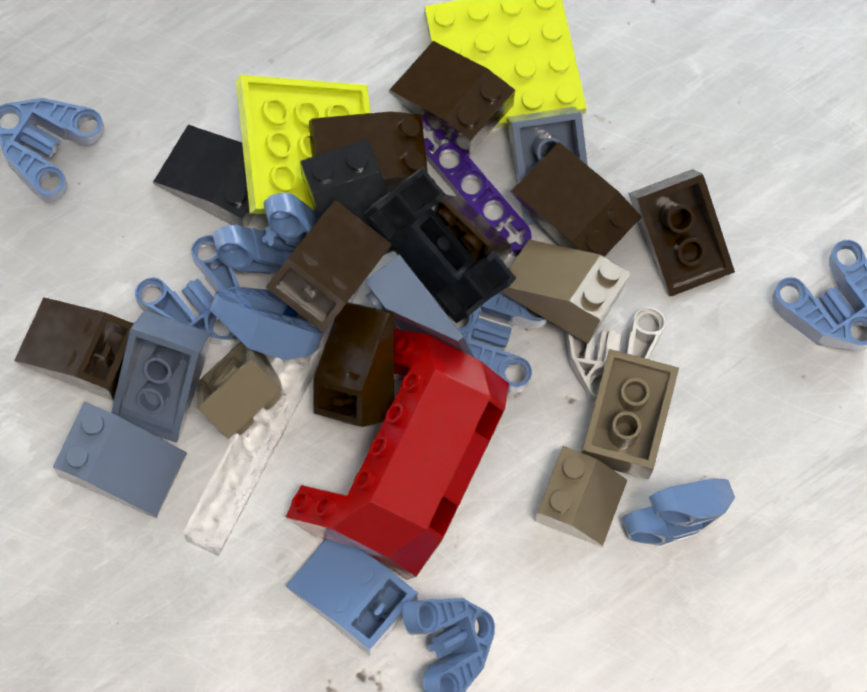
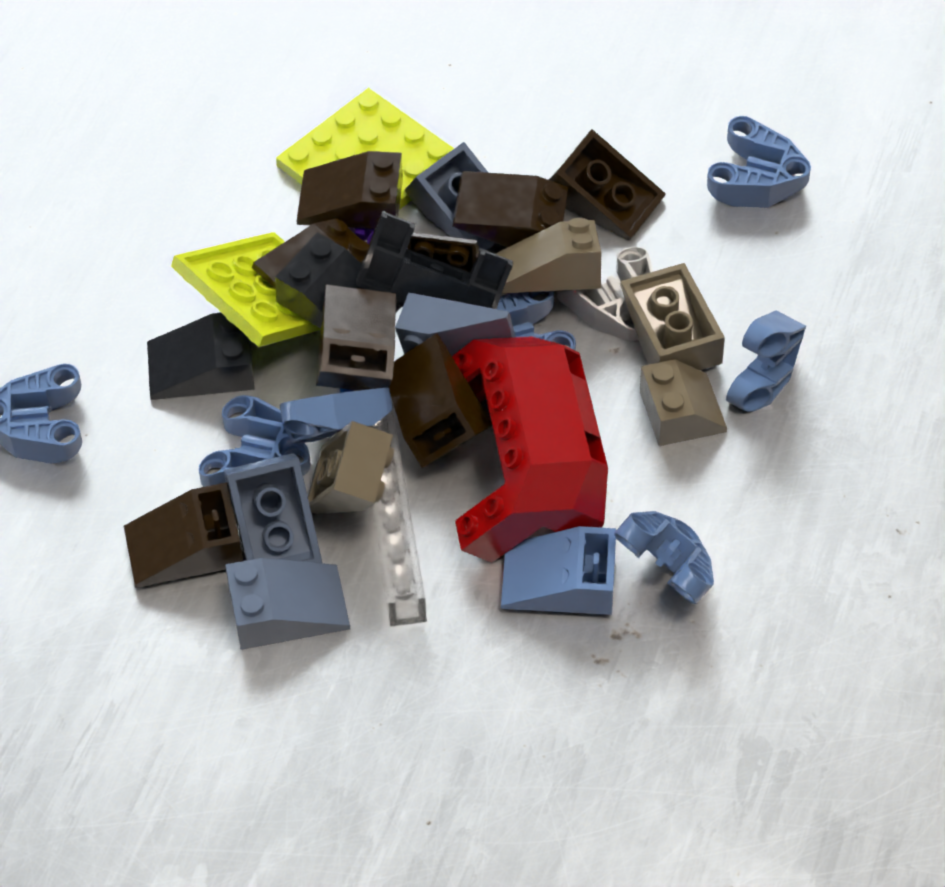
camera: 30 degrees left, 20 degrees down
(266, 251) = (279, 385): medium blue connector -> none

